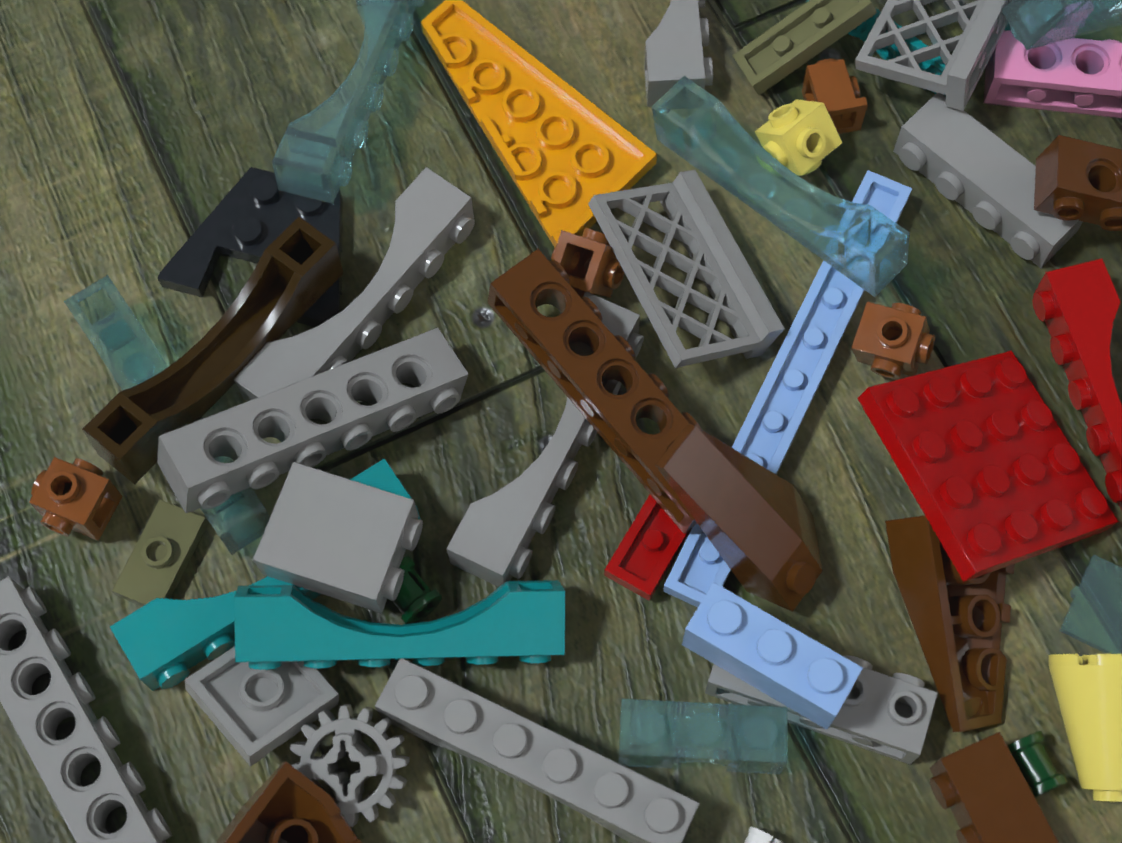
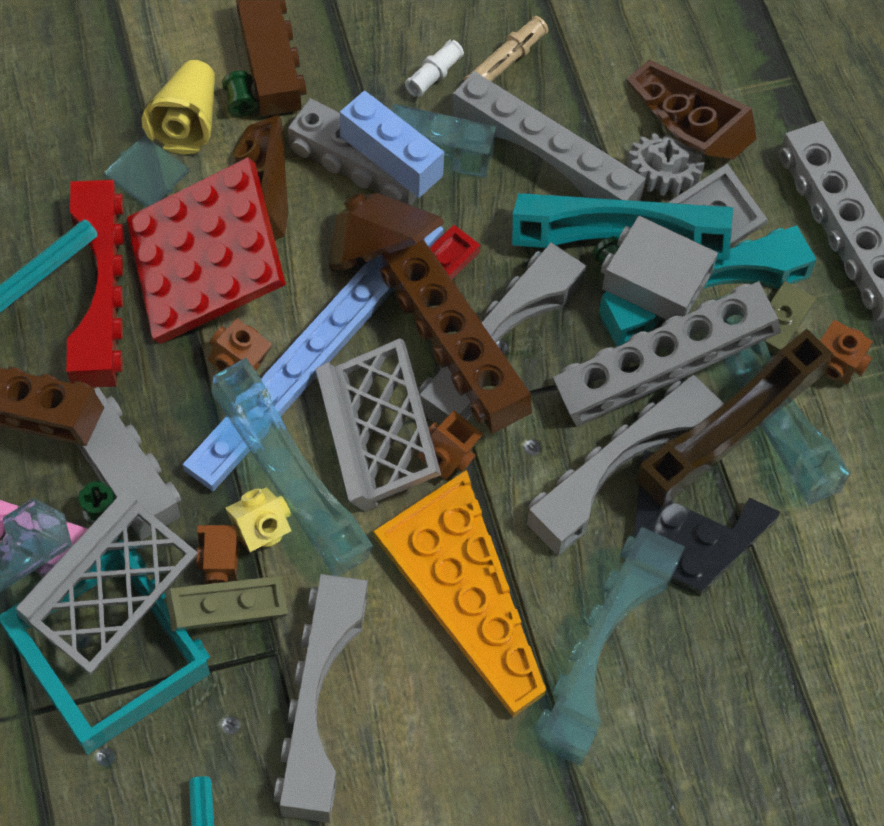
camera: 175 degrees left, 5 degrees down
(1000, 117) = (88, 500): none -> dark green bush

